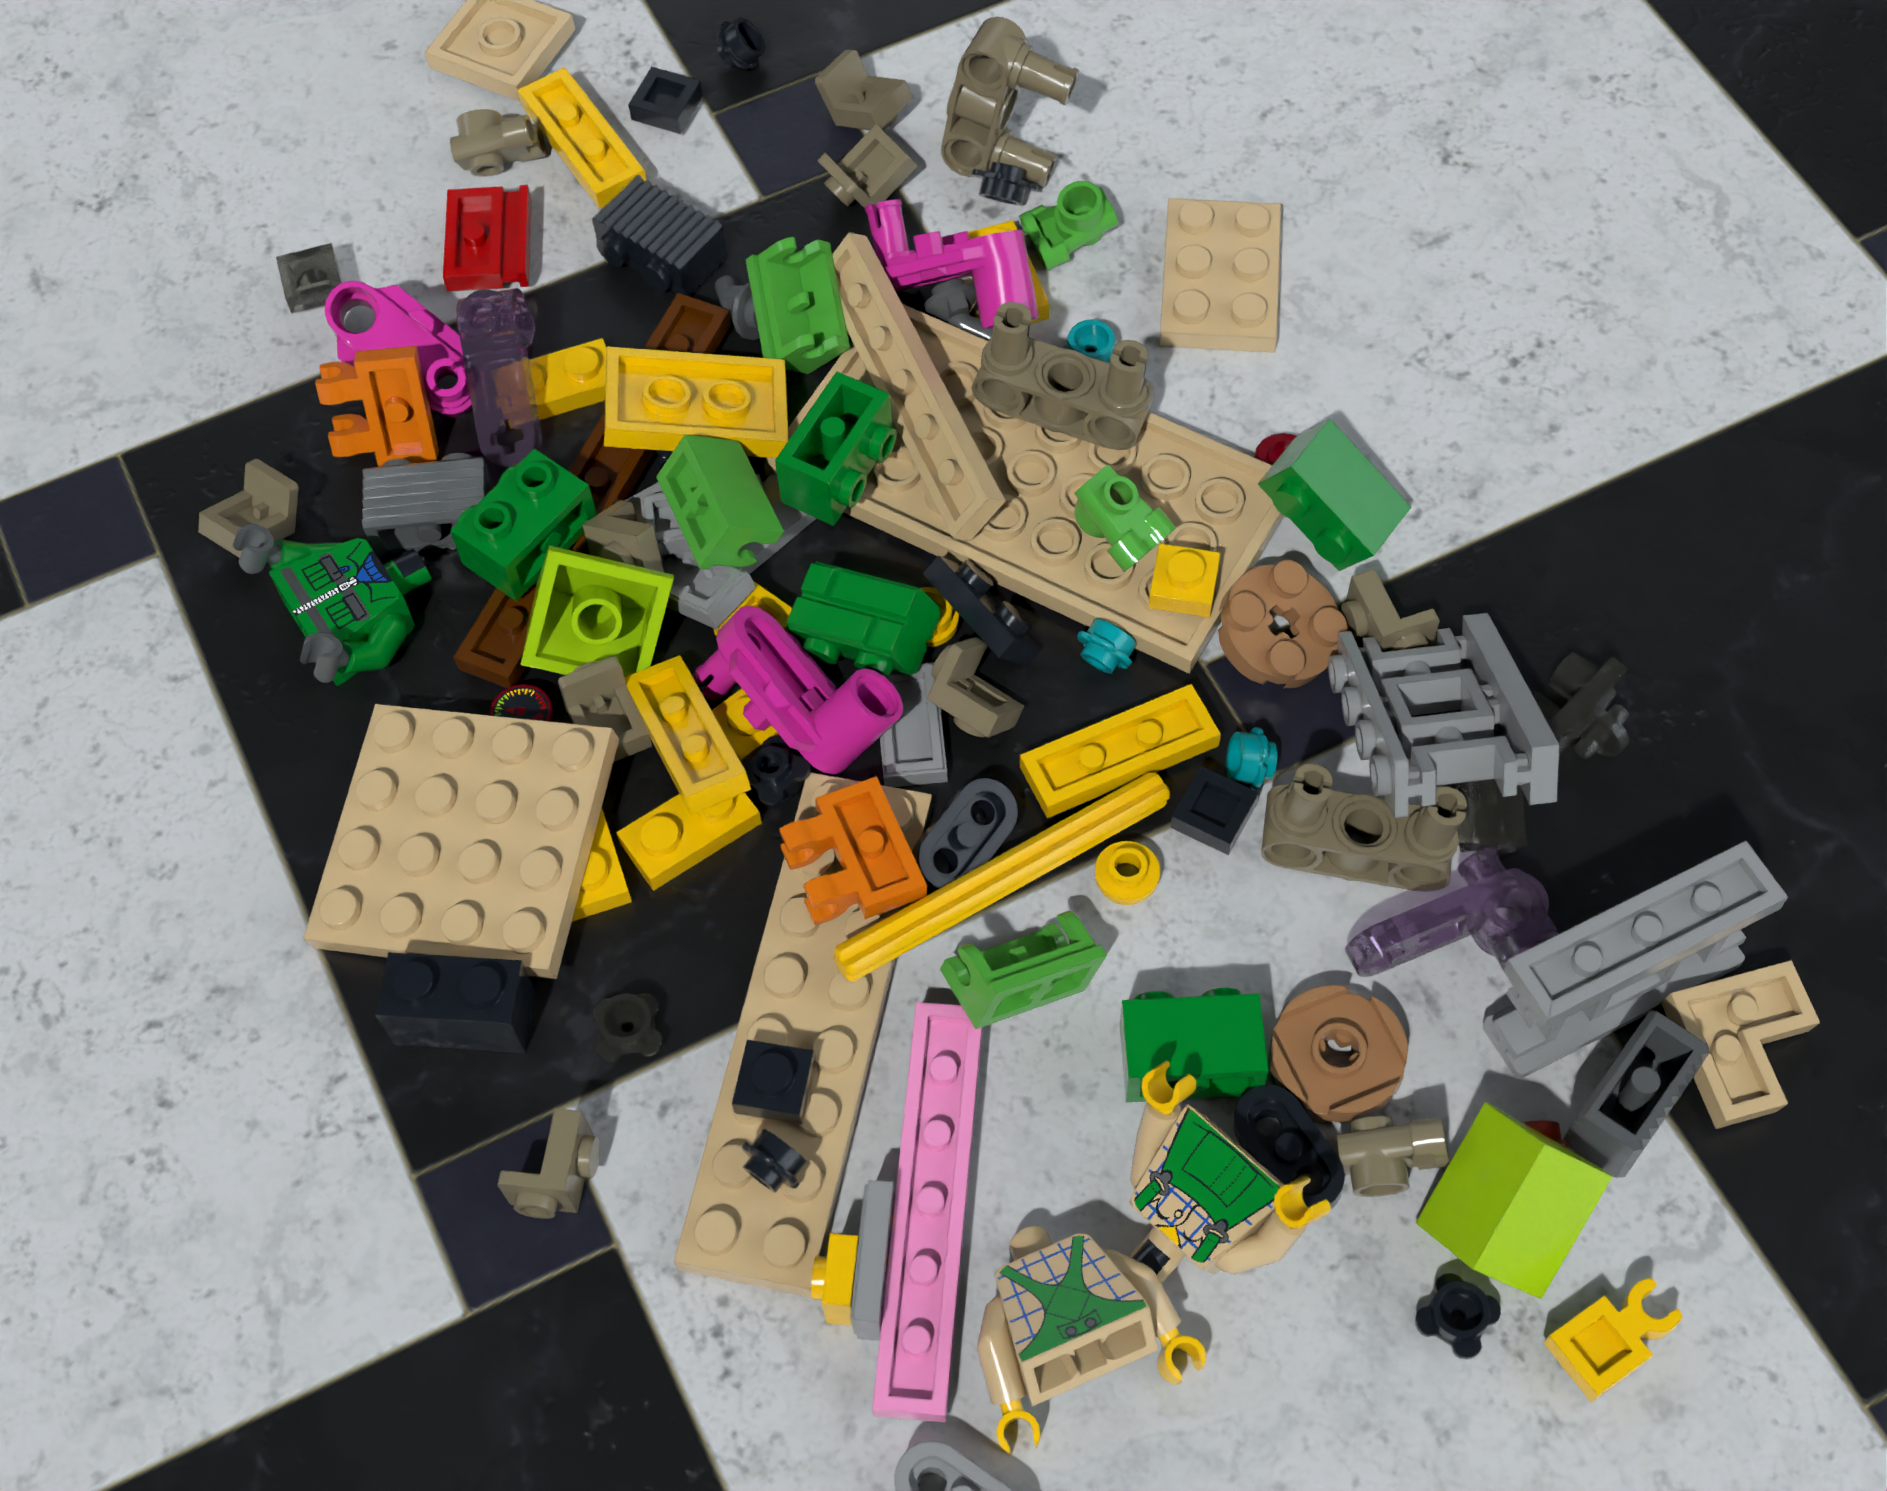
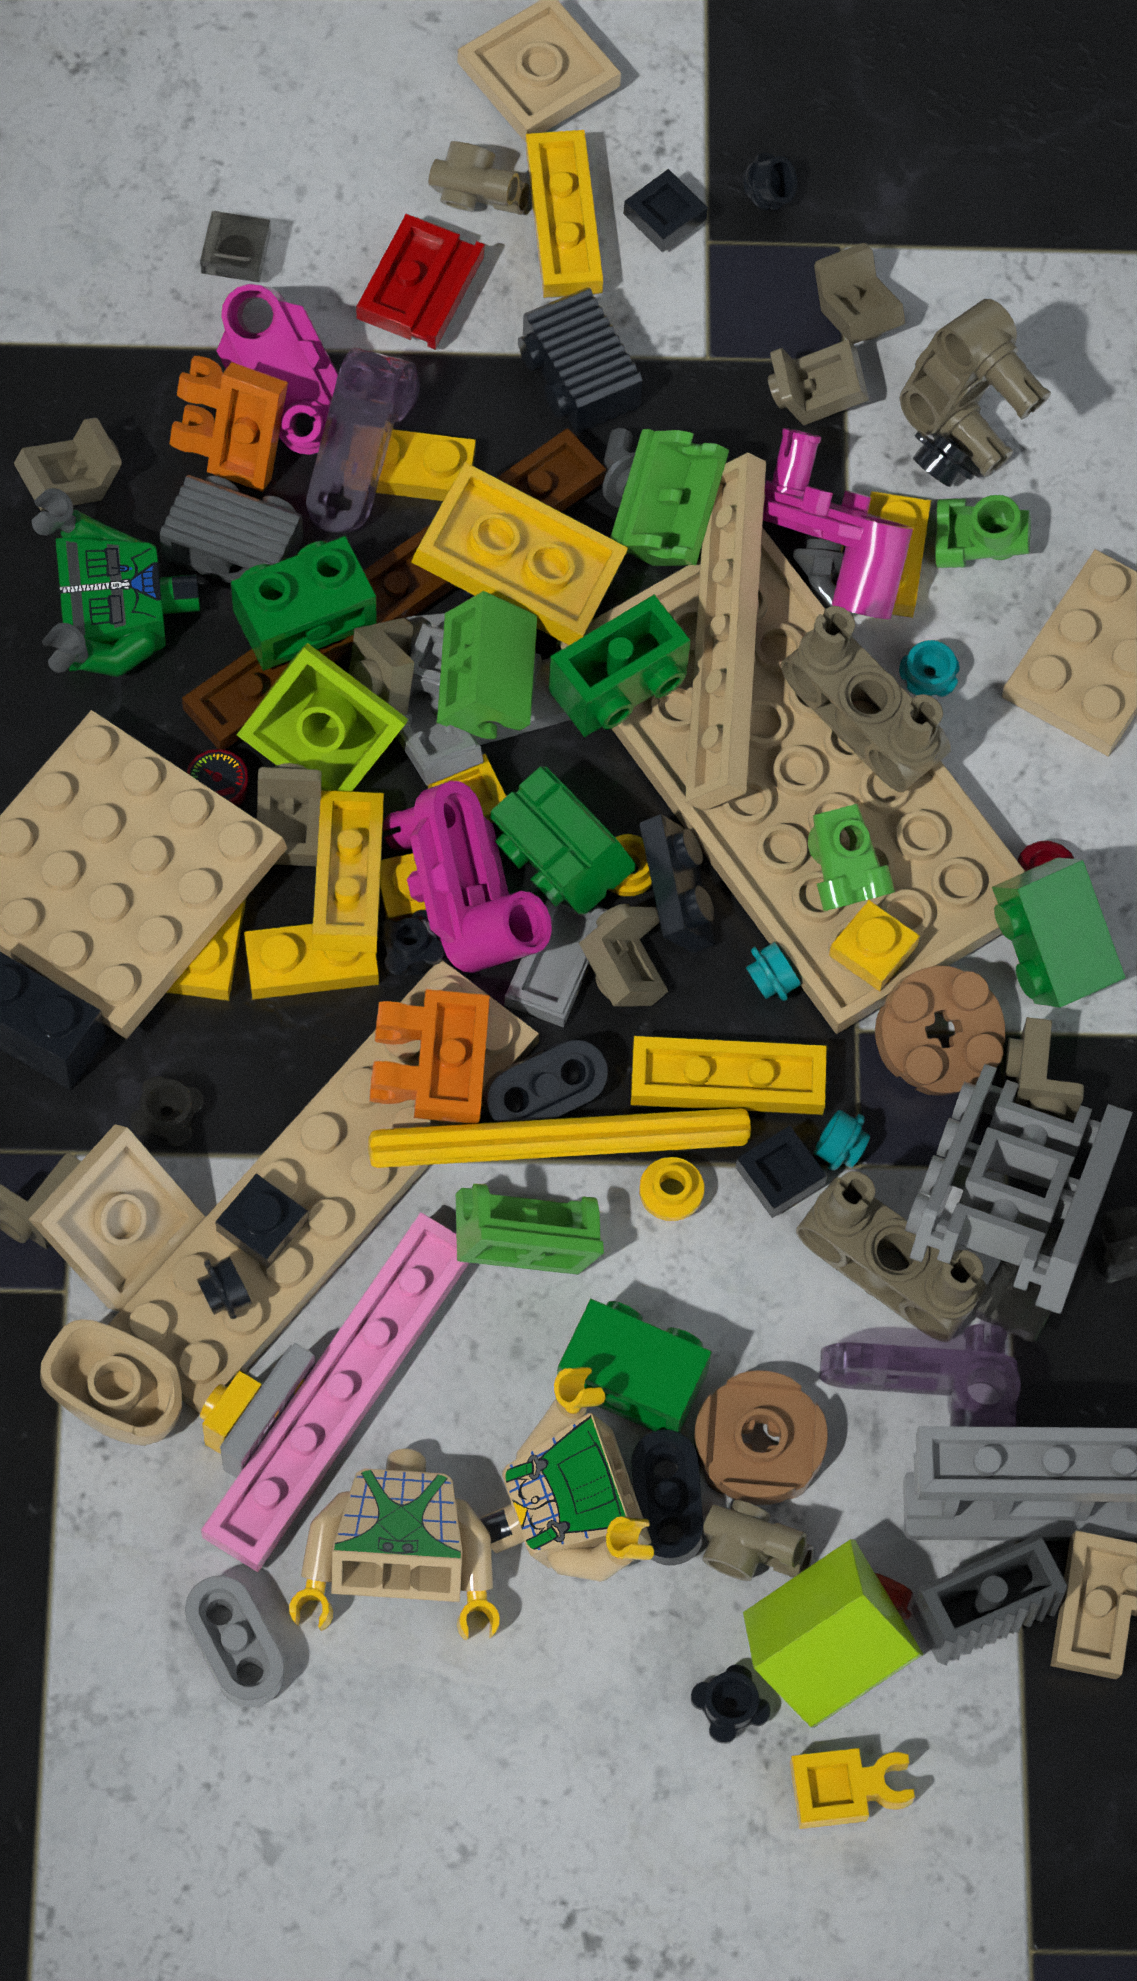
camera: 20 degrees right, 5 degrees up
(633, 1147) = (117, 1217): none -> tan plate
(711, 1307) = (113, 1382): none -> tan piece

